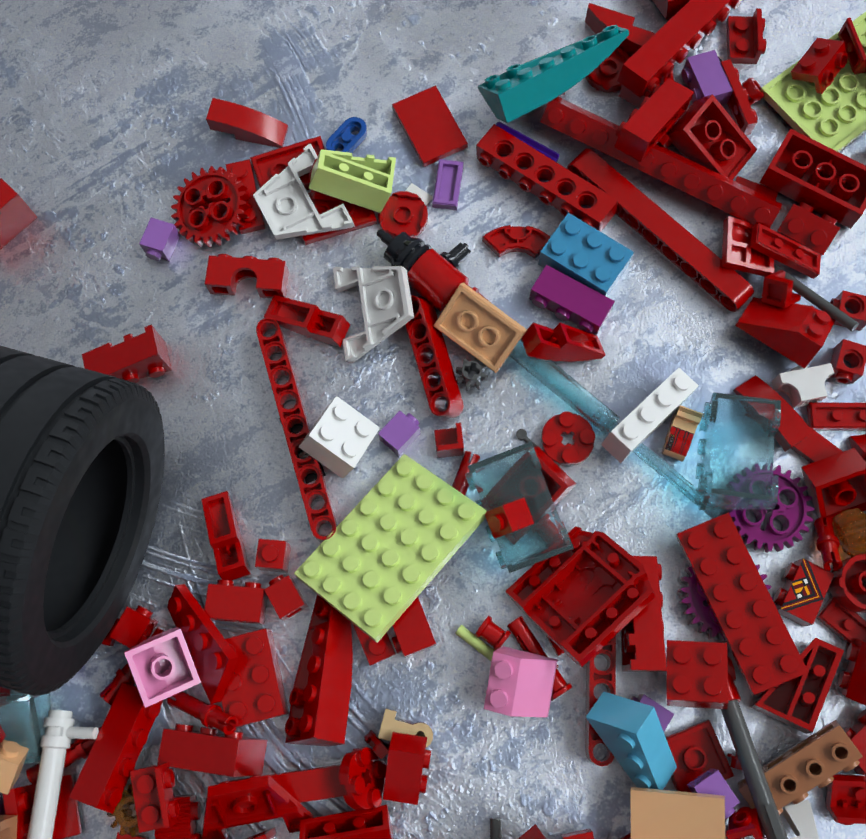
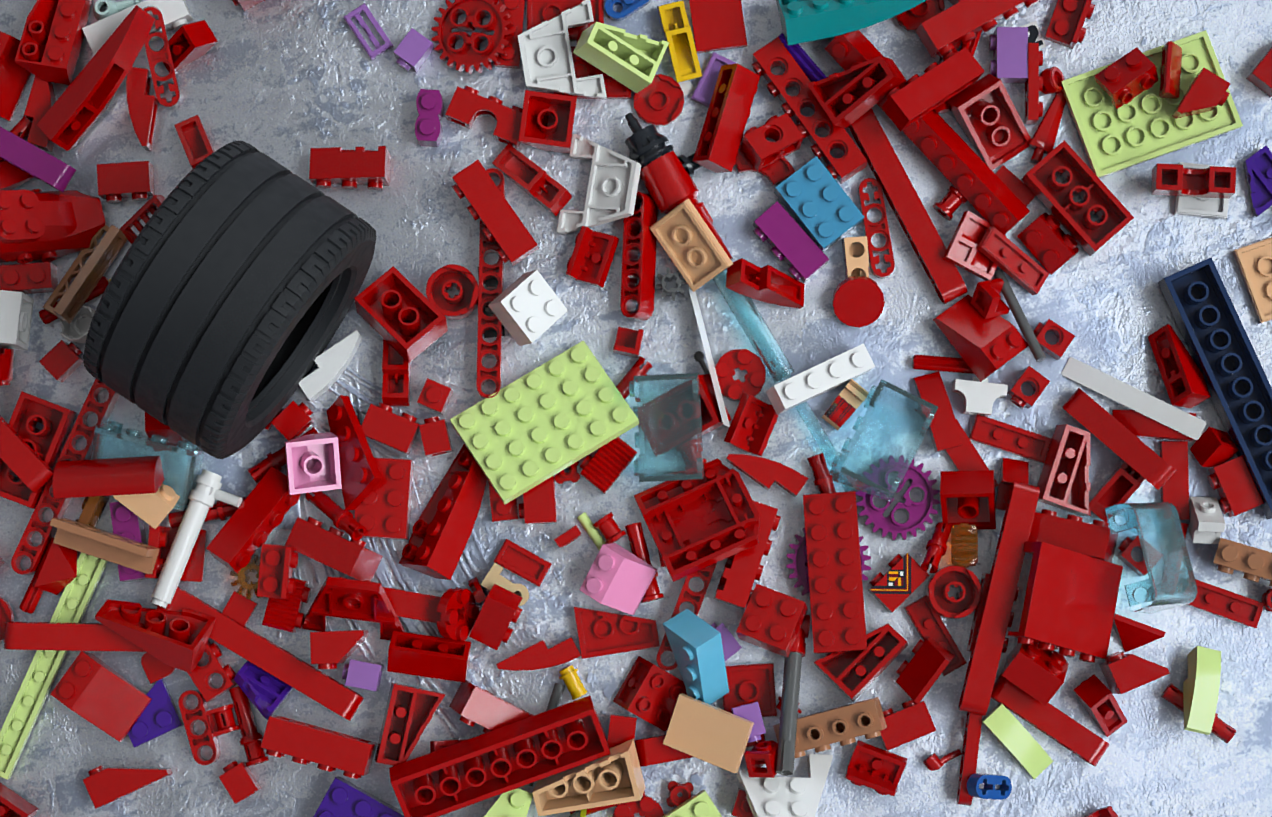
camera: 15 degrees right, 10 degrees up
(128, 250) = (379, 49): none -> medium lavender tile
(158, 559) = (331, 366): none -> white slope
(191, 294) = (428, 125): none -> magenta brick
(214, 483) = (401, 314): none -> red brick
(249, 439) = (445, 279): none -> red brick
(278, 356) = (495, 213): none -> red brick
(305, 260) = (547, 121): none -> red slope
(387, 372) = (592, 257): none -> red bracket
(400, 432) = (586, 319): medium lavender brick -> none
(408, 162) = (681, 41): none -> yellow slope
(414, 698) = (522, 562): none -> red tile
(436, 591) = (572, 475): none -> red plate
(453, 656) = (568, 537): none -> red tile
(466, 796) = (540, 657): none -> red slope
(468, 567) = (607, 464): none -> red brick
(472, 208) = (726, 118): none -> red brick
(508, 811) = (572, 681): none -> yellow pin
(509, 518) = (657, 432): red brick -> none
(521, 215) = (763, 152): none -> red brick
(533, 743) = (612, 633): none -> red wing
(534, 430) = (709, 357): none -> white sticker
(586, 136) = (856, 90): none -> red wedge
(595, 796) = (650, 693): none -> red bracket
(598, 482) = (751, 425): none -> red bracket
(632, 523) = (767, 472): none -> red slope
(638, 296) = (856, 256): none -> light nougat leg
(650, 262) = (876, 228): none -> red beam
(656, 333) = (858, 301): none -> red tile
(683, 508) = (821, 474): none -> red pin
(706, 216) = (949, 203): none -> red bush
(758, 366) = (938, 363): none -> red axle
(765, 138) = (1046, 134): none -> red bar

